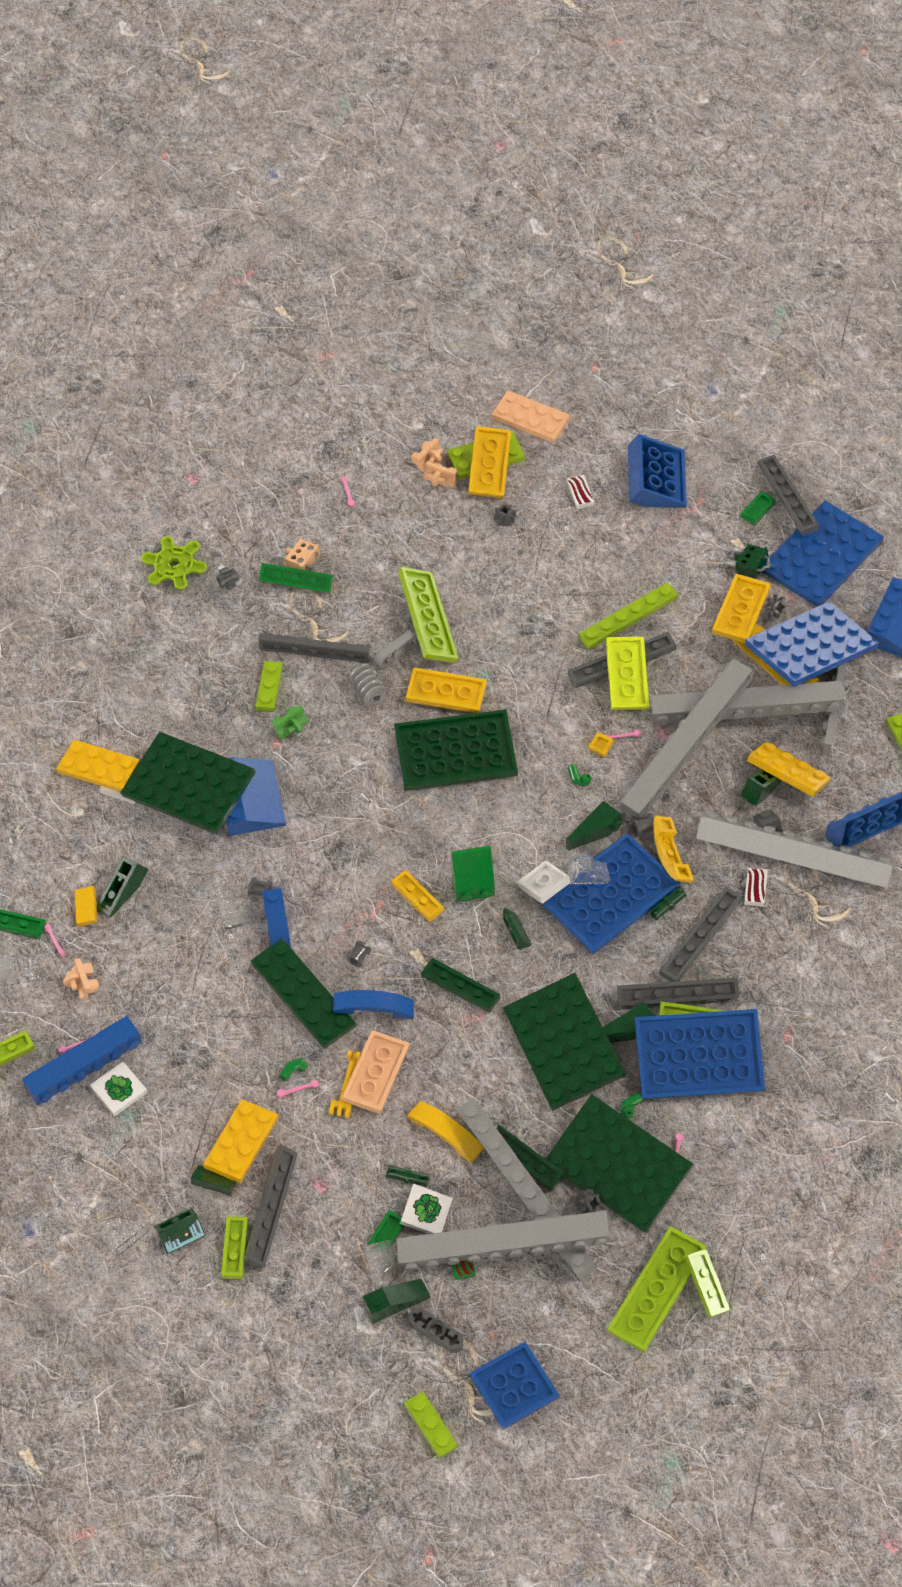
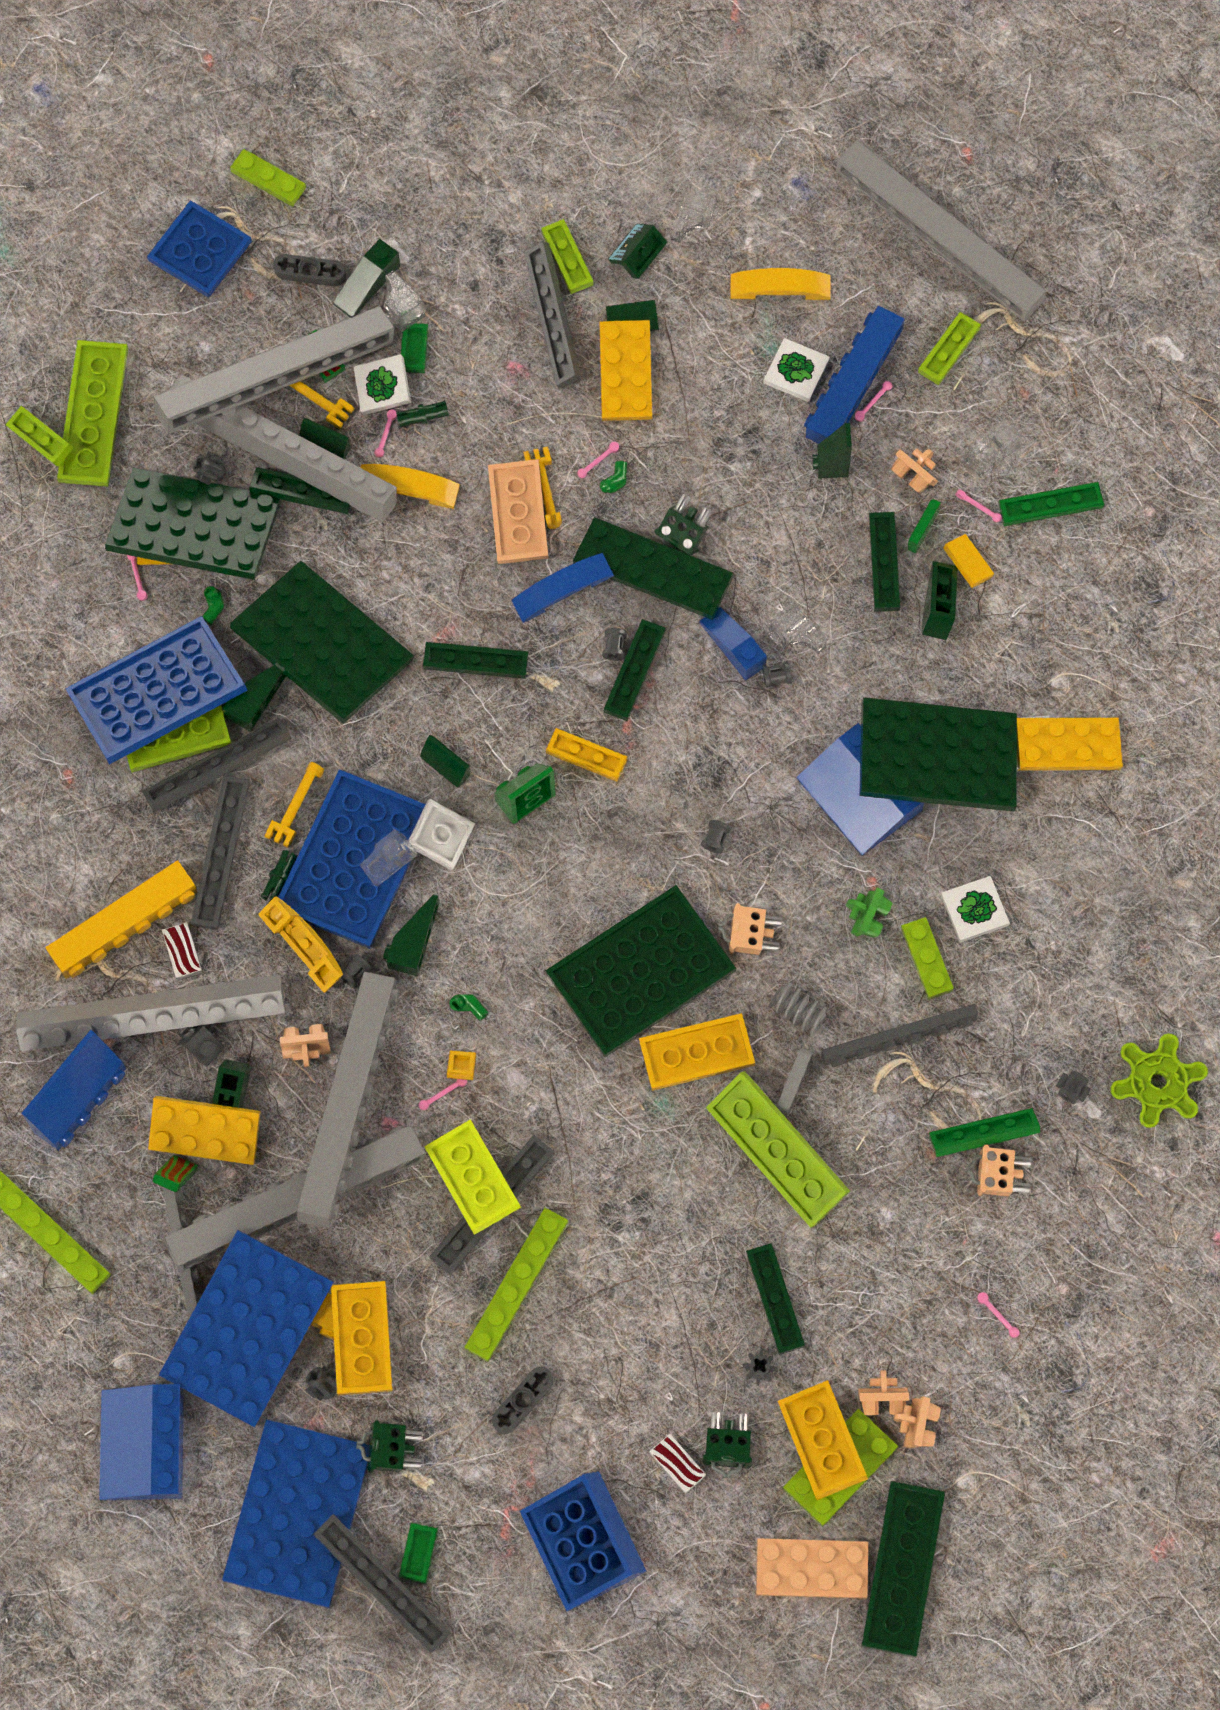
camera: 155 degrees right, 15 degrees up
(92, 1154) = (780, 282): none -> yellow slope
(101, 938) = (923, 525): none -> green tile
(131, 1001) = (834, 454): none -> dark green slope
(142, 929) = (884, 561): none -> dark green plate
(221, 700) = (975, 909): none -> white tile
(267, 1006) = (676, 533): none -> dark green piece
(354, 931) = (634, 670): none -> dark green plate
(361, 806) = (716, 836): none -> dark grey bush
(372, 744) = (740, 930): none -> light nougat piece
(453, 1165) = (391, 415): none -> bright pink hinge
(471, 1210) = (334, 410): none -> yellow hinge
(475, 546) = (775, 1299): none -> dark green plate
(478, 395) = (903, 1569): none -> dark green plate
(490, 1189) = (325, 438): none -> dark green slope
(545, 486) = (728, 1454): none -> dark green piece
(648, 935) = (283, 828): none -> yellow hinge
(650, 561) = (541, 1389): none -> dark grey beam
(690, 792) = (305, 1046): none -> light nougat hips
(789, 919) = (121, 920): none -> yellow brick
(819, 748) = (175, 1173): none -> green tile

